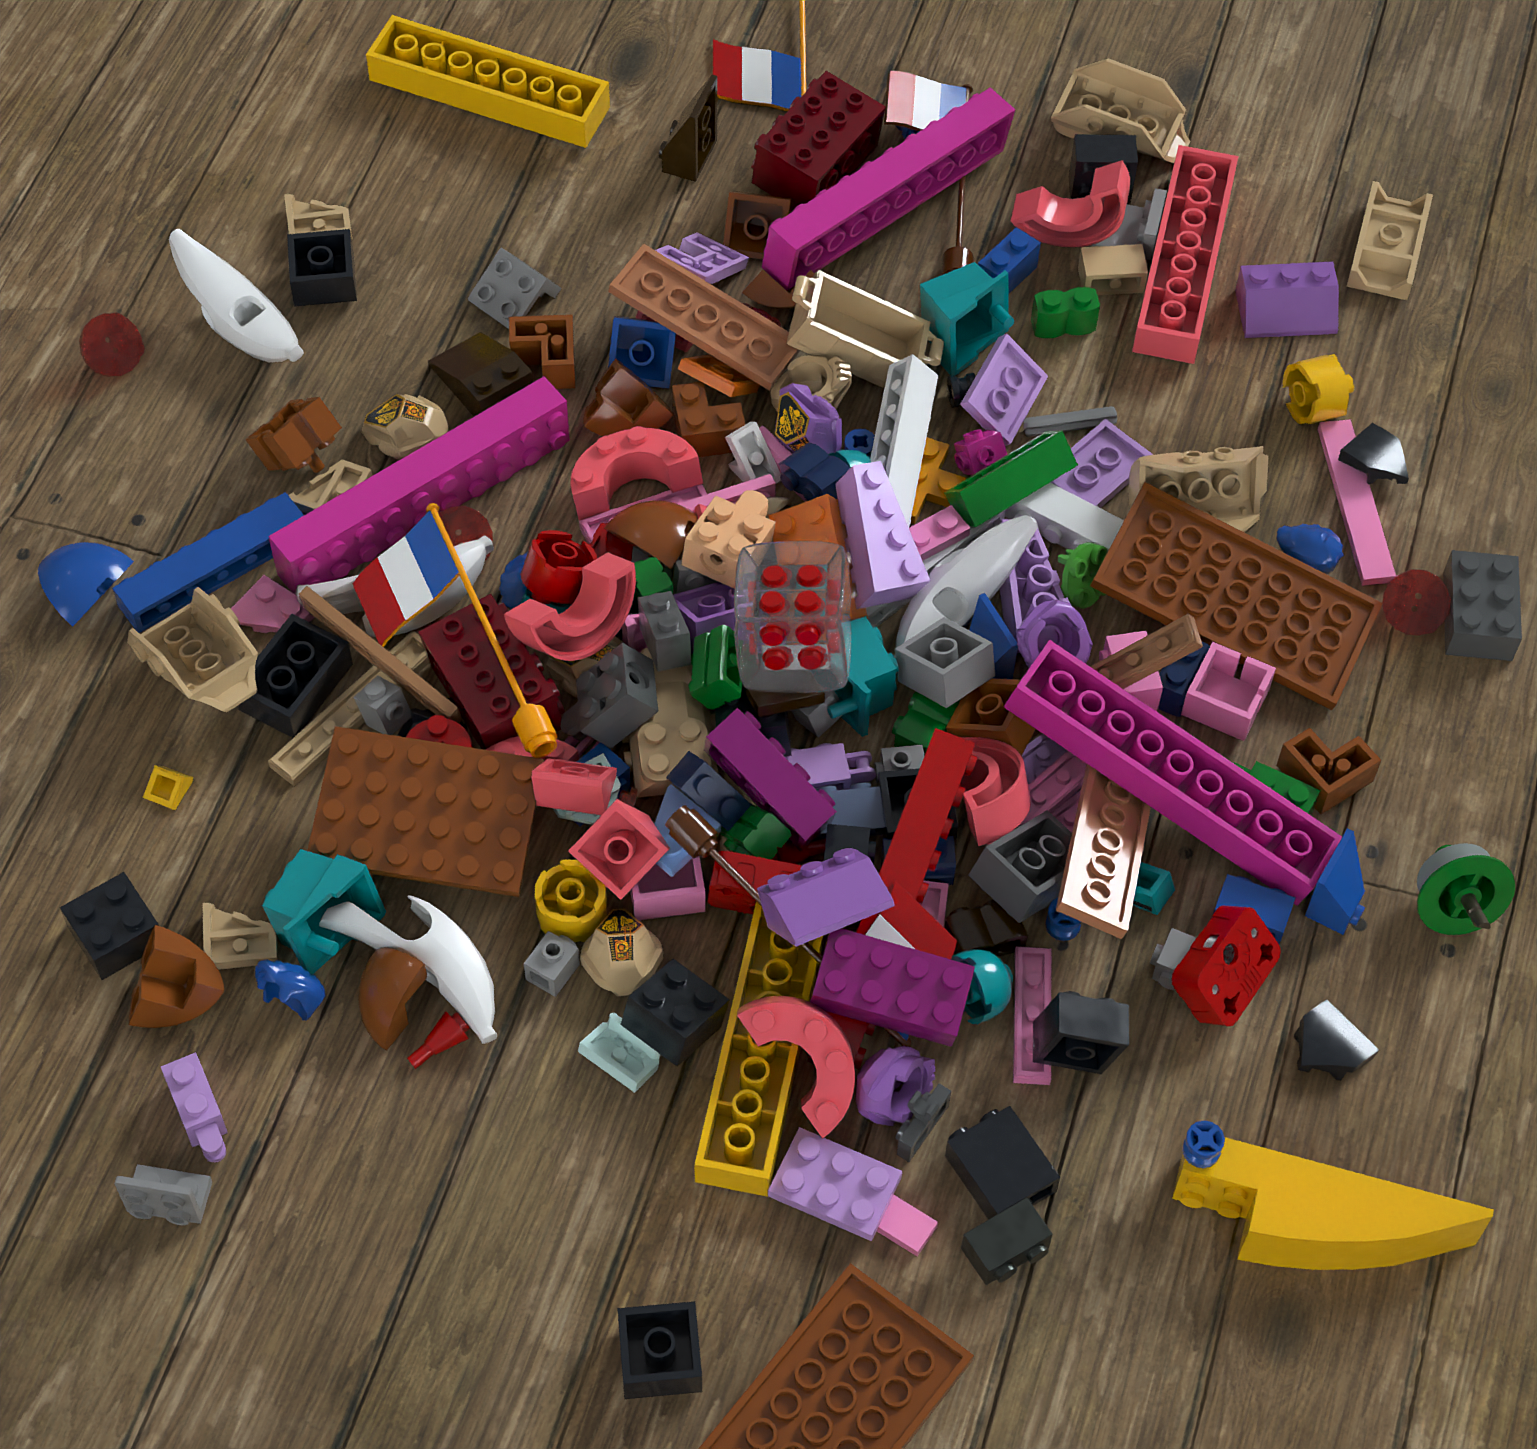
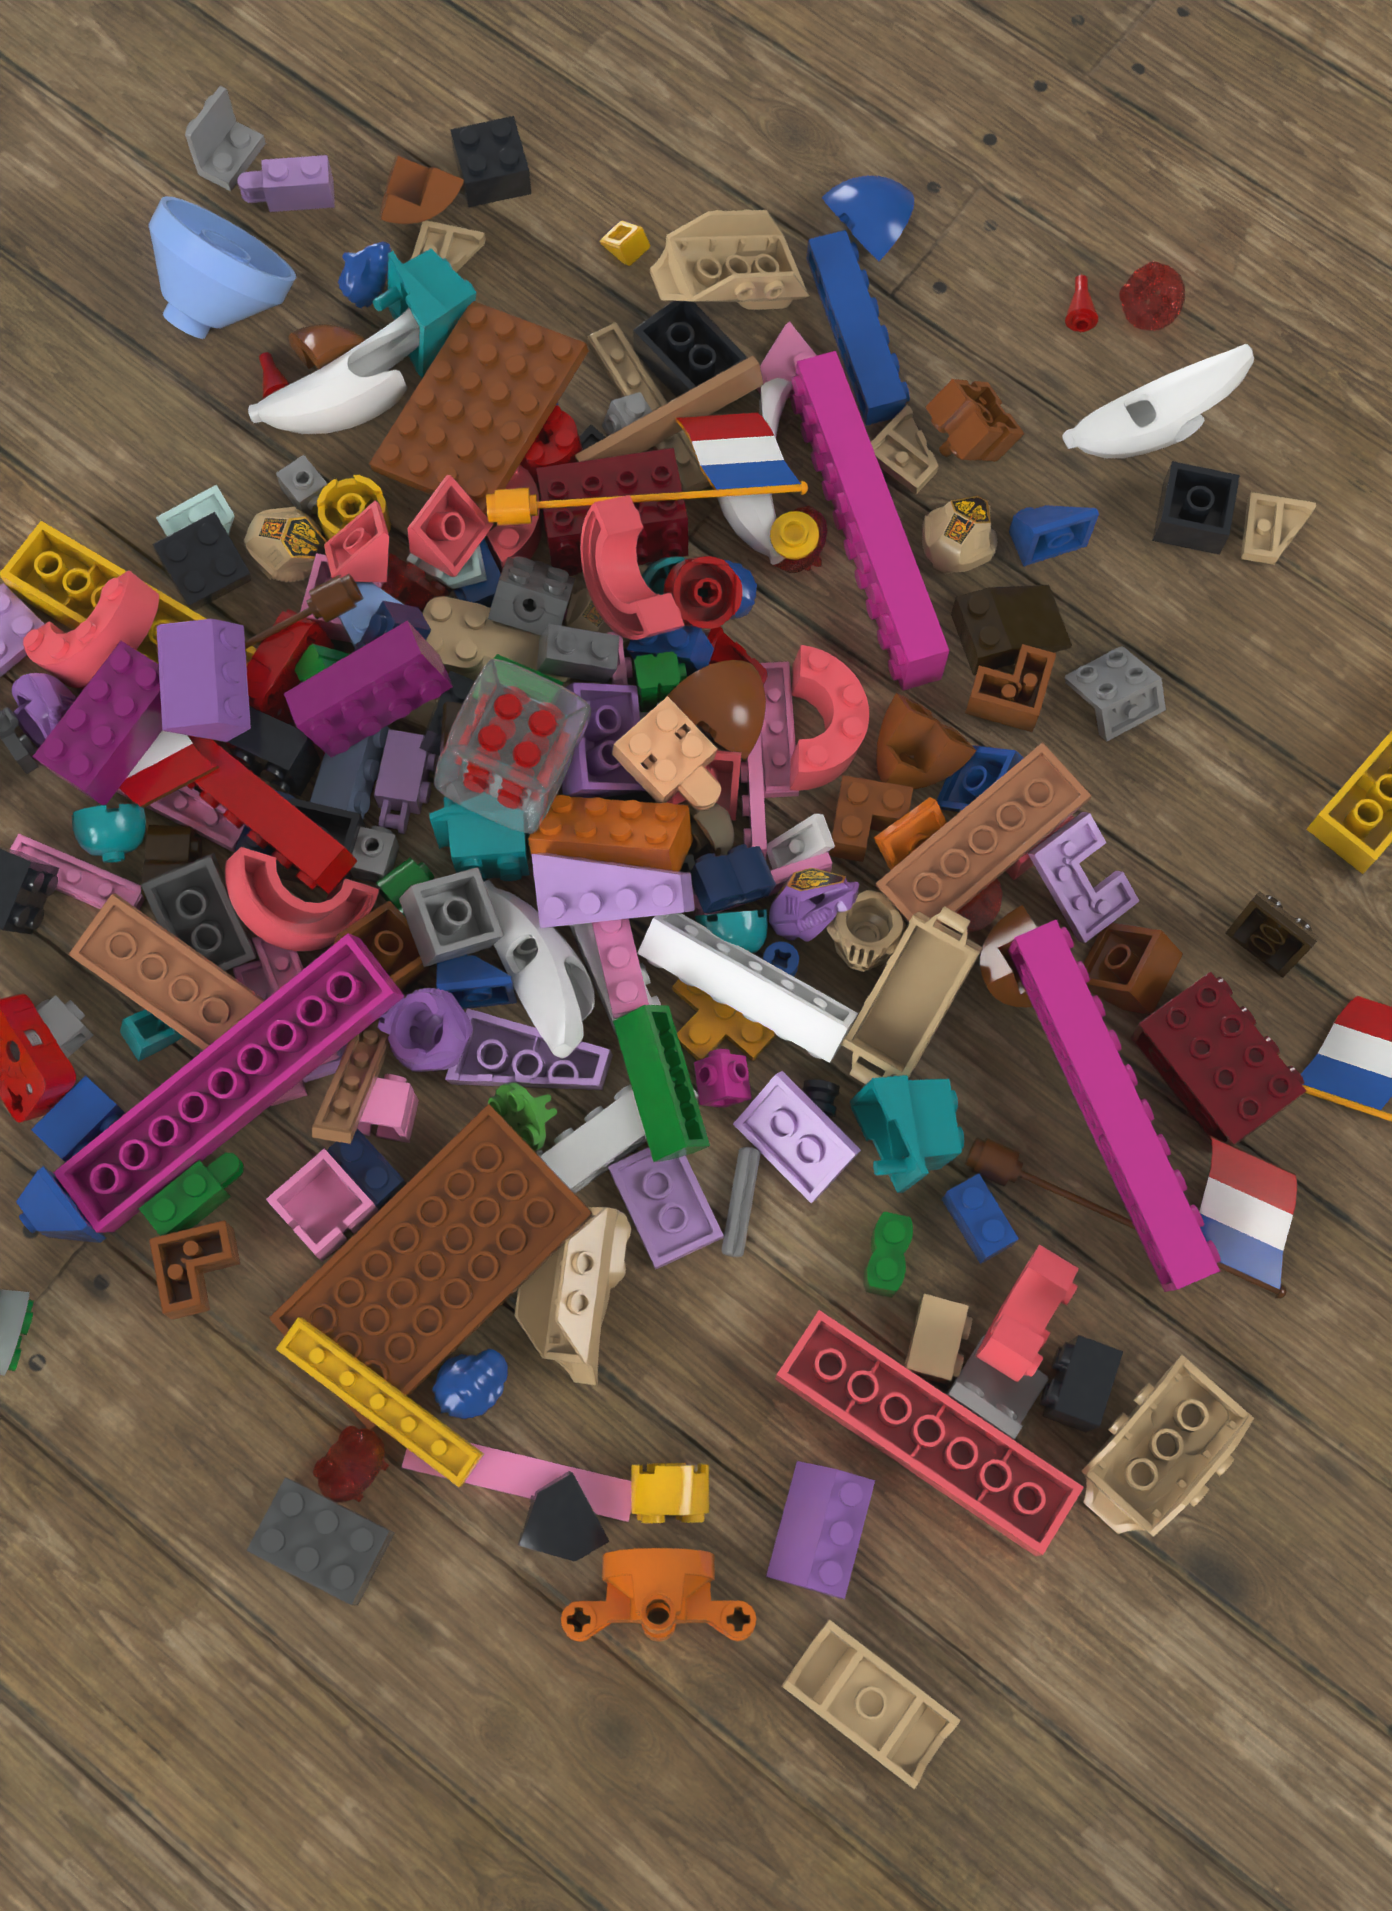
camera: 110 degrees right, 15 degrees up
(137, 399) = (1081, 312): none -> red cone
(344, 1108) = (212, 268): none -> light blue cone
(383, 360) = (1051, 531): none -> blue slope
(468, 524) = (794, 535): none -> yellow piece
(1358, 599) = (380, 1402): none -> yellow tile
(1391, 372) = (658, 1581): none -> orange piece

